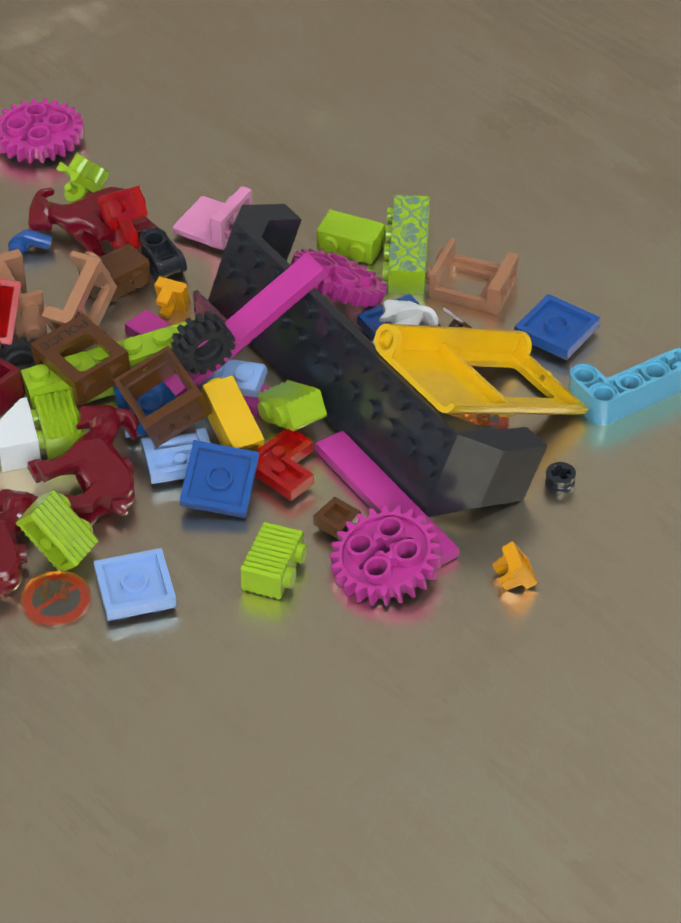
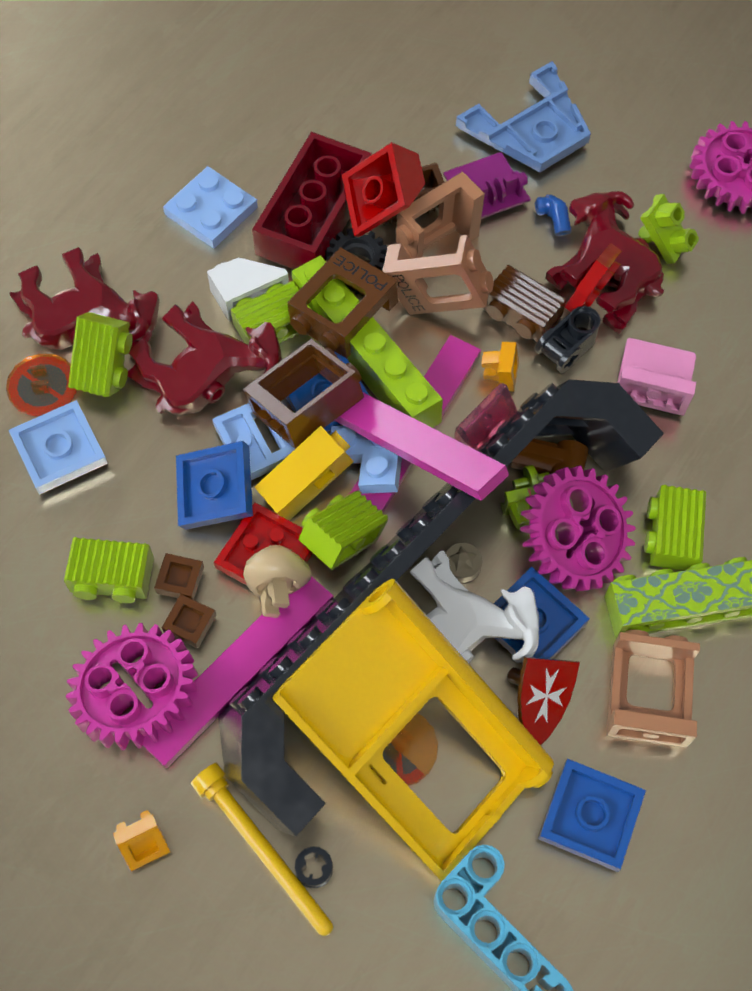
camera: 75 degrees right, 20 degrees up
(212, 352) = (357, 402): black tyre -> none
(295, 516) = (179, 576): none -> reddish brown plate
(317, 449) = (274, 575): none -> tan piece
(481, 522) = (213, 785): none -> yellow piece

